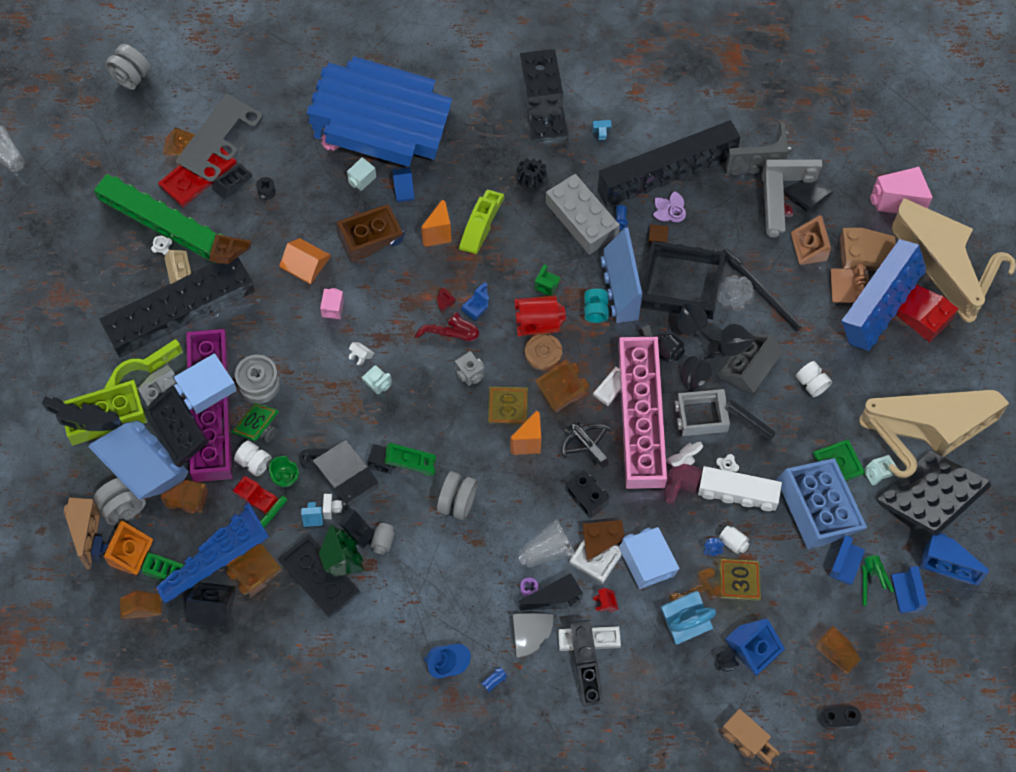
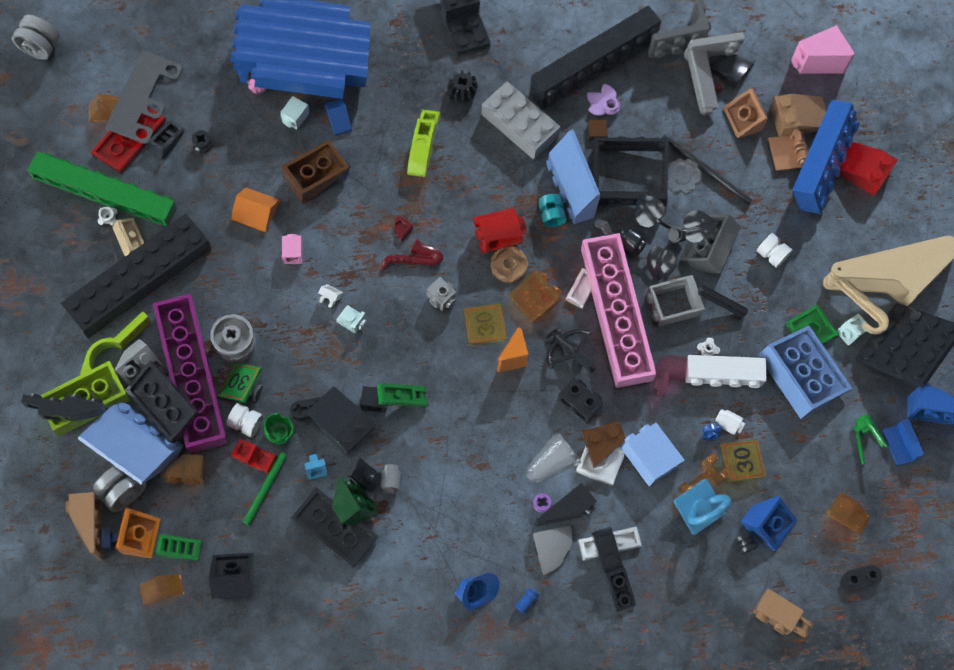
camera: 15 degrees left, 5 degrees up
(204, 384) = (182, 354): light blue brick -> none
(218, 551) = (228, 522): blue wing -> none
(227, 249) = (177, 211): reddish brown wing -> none
(253, 570) = (267, 532): clear orange plate -> none
(331, 506) = (332, 455): white tile -> none
(437, 227) = (382, 155): orange slope -> none
(457, 495) = (454, 424): light grey wheel -> none
(477, 304) = (435, 226): blue slope -> none
(546, 282) = (498, 194): green panel -> none
(601, 127) = (522, 31): dark azure tile -> none
(607, 599) = (621, 503): red tile -> none
(621, 216) = (557, 115): blue pin -> none
(685, 455) = (667, 345): white animal -> none
(847, 561) = (838, 424): blue panel -> none
(945, 256) = (877, 109): tan piece -> none

